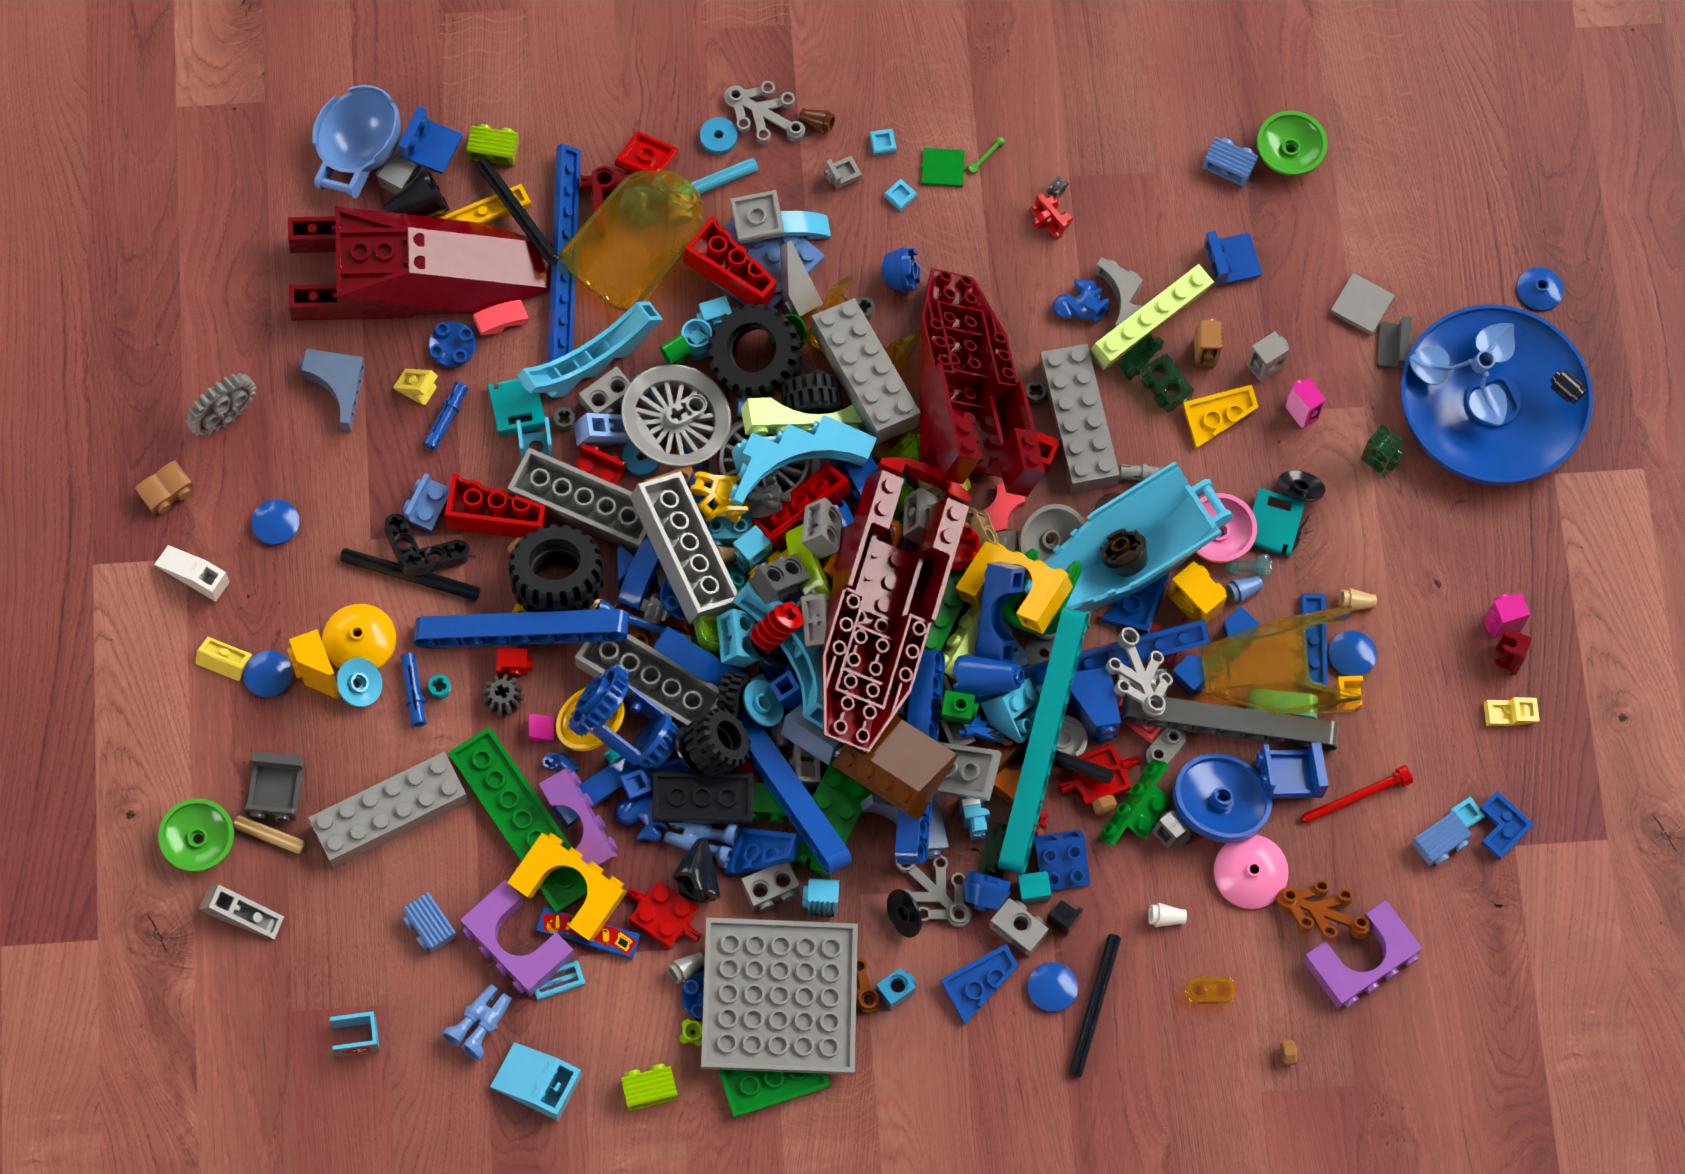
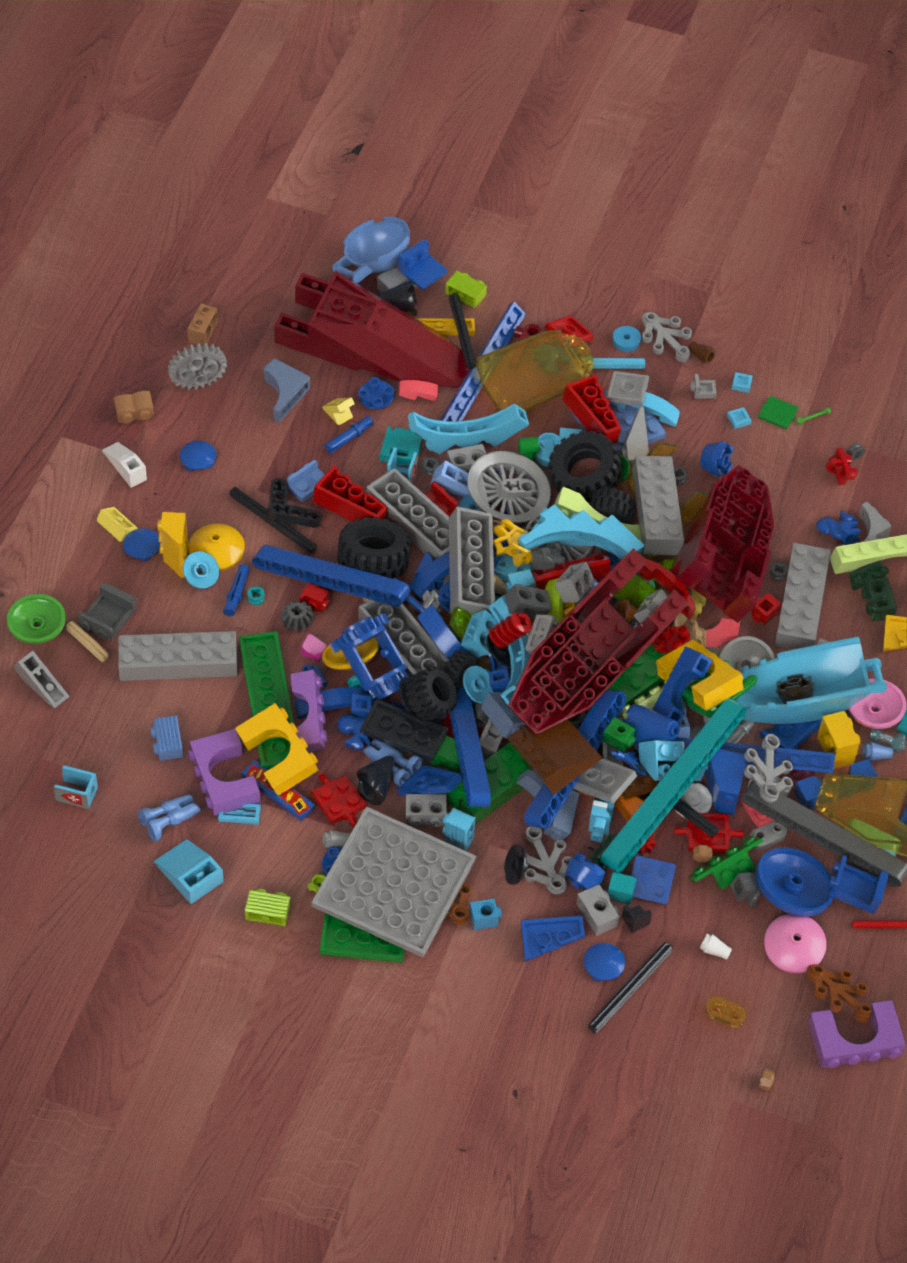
camera: 25 degrees right, 15 degrees down
(192, 334) = (202, 324): none -> medium nougat brick

